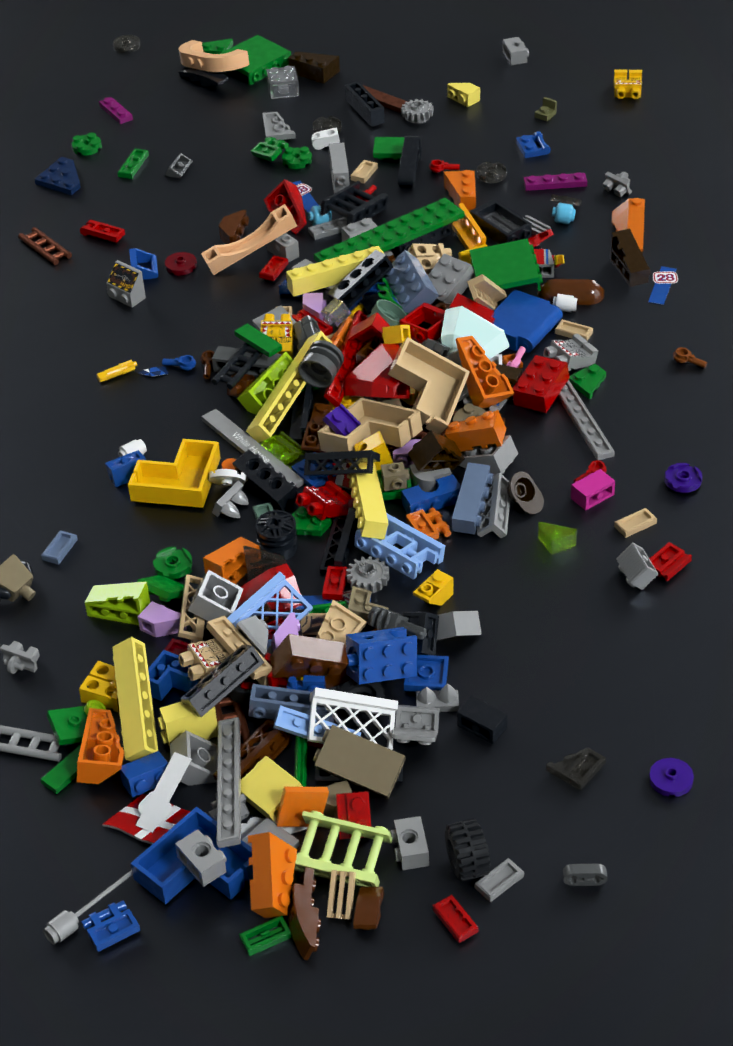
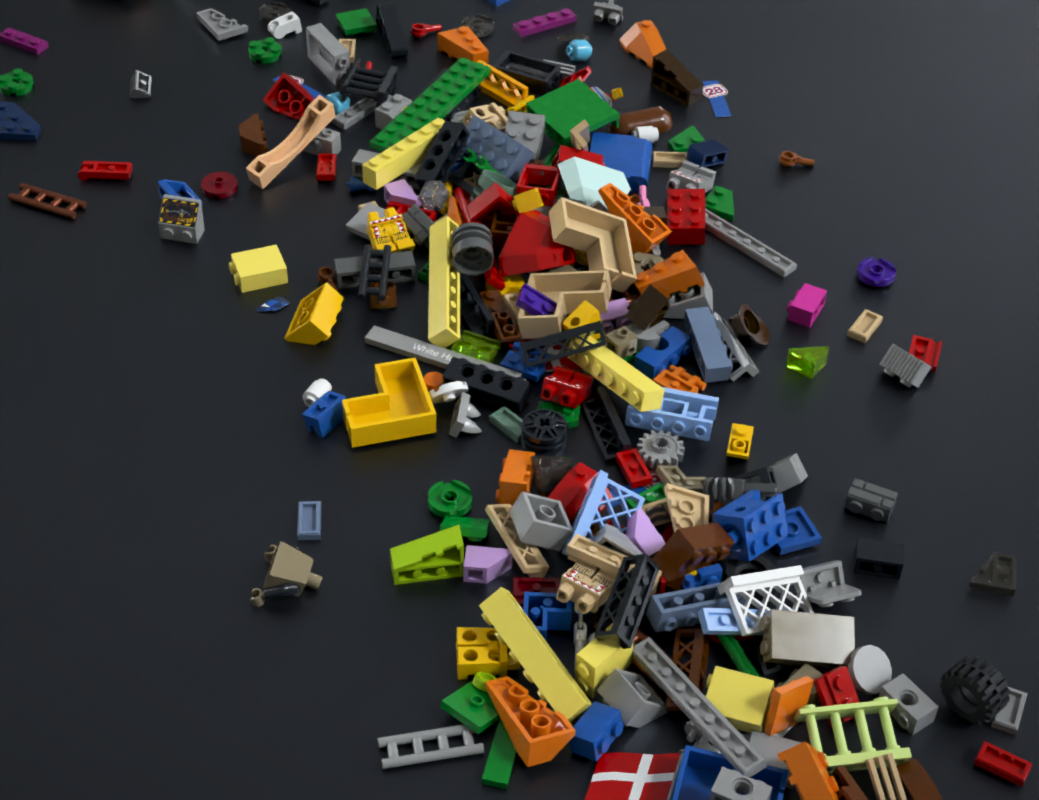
camera: 30 degrees left, 0 degrees up
(17, 659) = (358, 655): light grey hips -> none
(118, 370) = (233, 314): yellow piece -> none
(133, 163) = (85, 92): green tile -> none
(156, 804) = (631, 758): white sticker -> none
(159, 339) = (258, 268): none -> light yellow brick
(176, 389) = (315, 316): none -> yellow slope
(185, 362) = (303, 286): blue plate -> none
(258, 340) = (380, 242): green tile -> none
(259, 390) = (413, 292): lime wedge -> none
(269, 149) = (231, 47): green plate -> none
(397, 802) = (869, 669): none -> light grey tile
(445, 699) = (820, 552): light grey tile -> none
(514, 671) = (870, 500): none -> dark grey brick
(593, 467) = (792, 284): red plate -> none
(601, 318) = (681, 142): none -> green wing
(605, 332) = (707, 153): none -> dark blue brick

